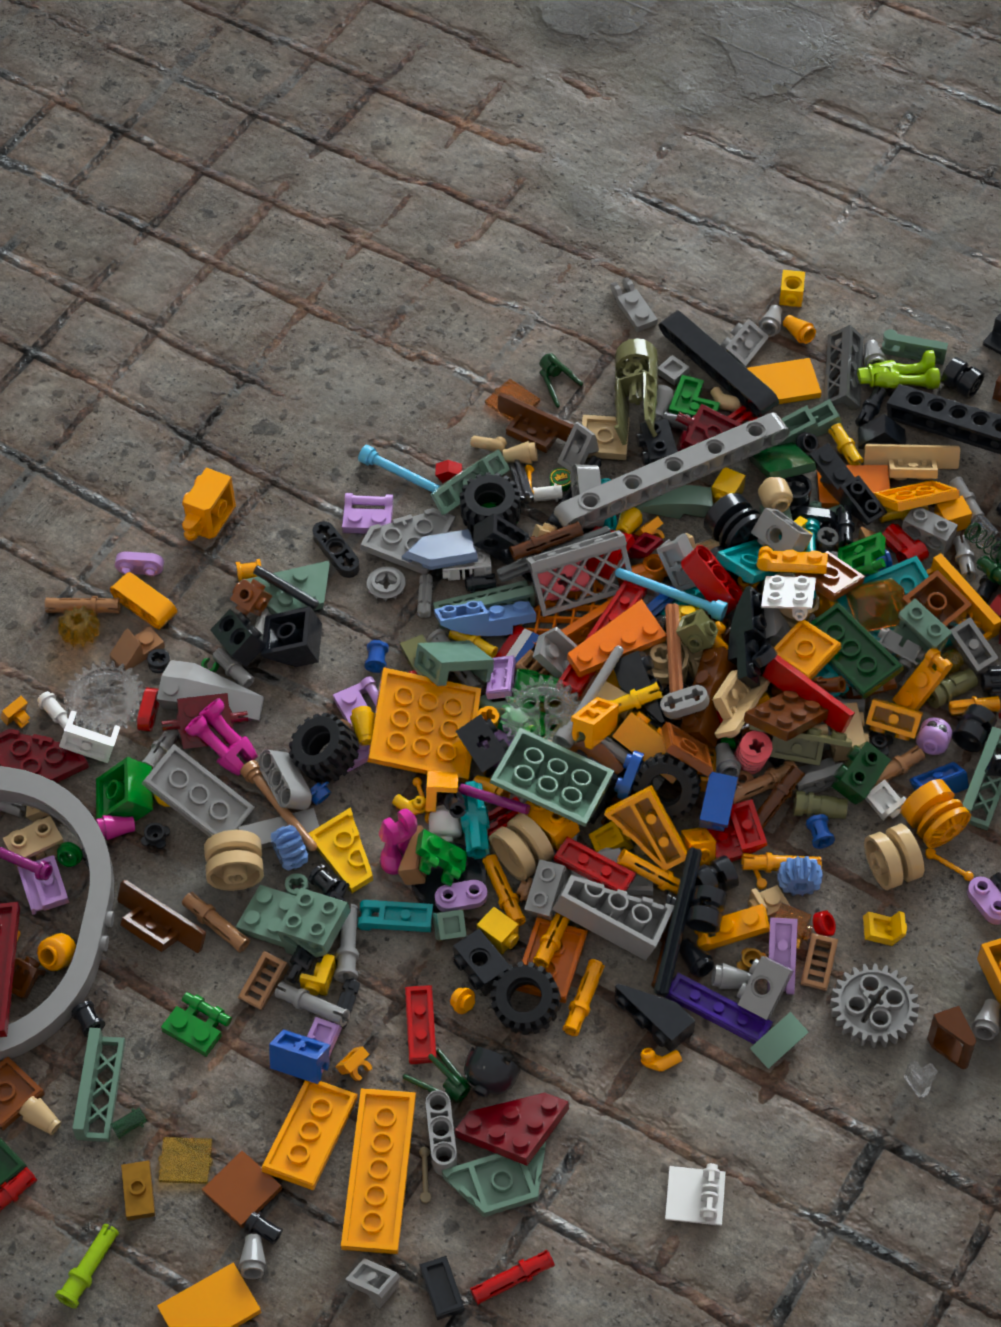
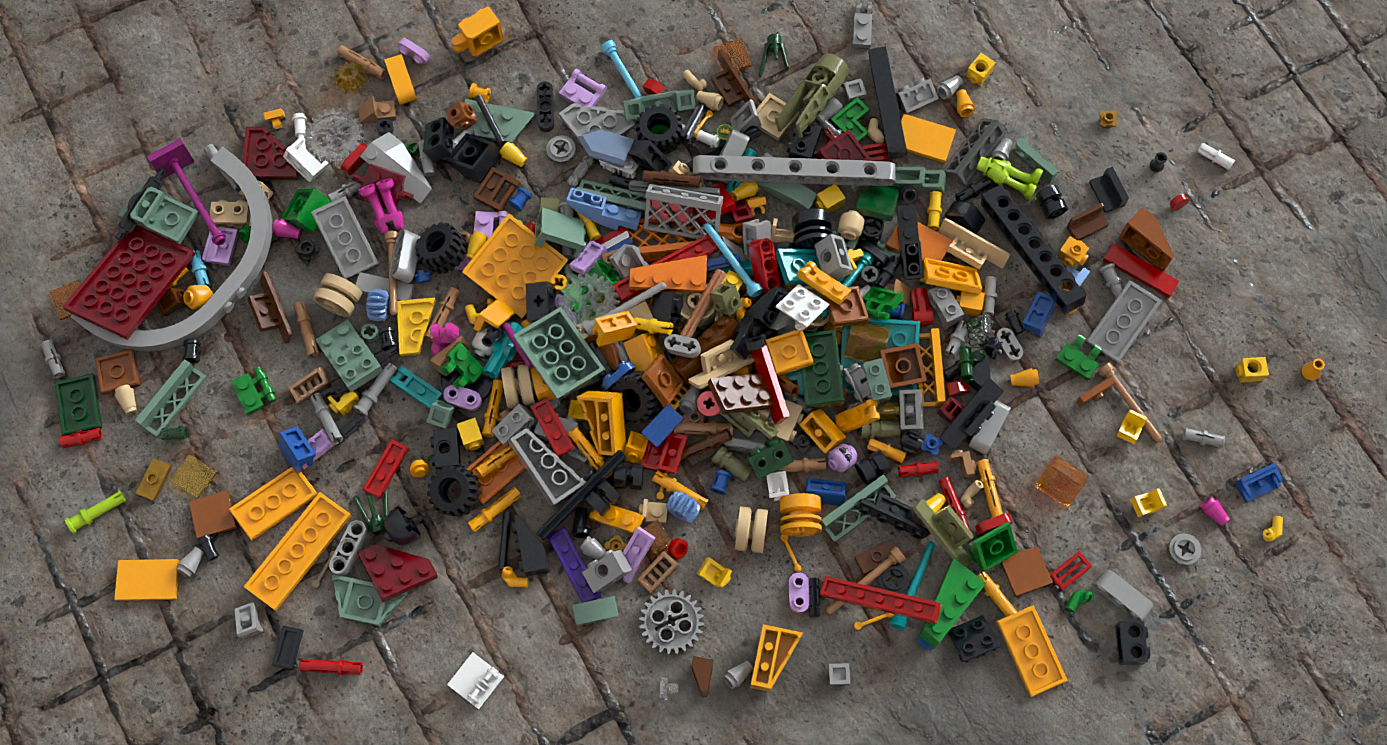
camera: 30 degrees right, 15 degrees up
(34, 923) = (199, 269): none -> medium azure pin
(334, 660) = (492, 186): none -> reddish brown plate
(335, 615) = (513, 154): none -> yellow cone
(352, 1061) = (327, 470): light orange tile -> none
(368, 796) = (445, 307): none -> medium nougat pin
(618, 1025) = (504, 540): none -> black bar
(957, 275) = (1104, 122): none -> pearl gold plate

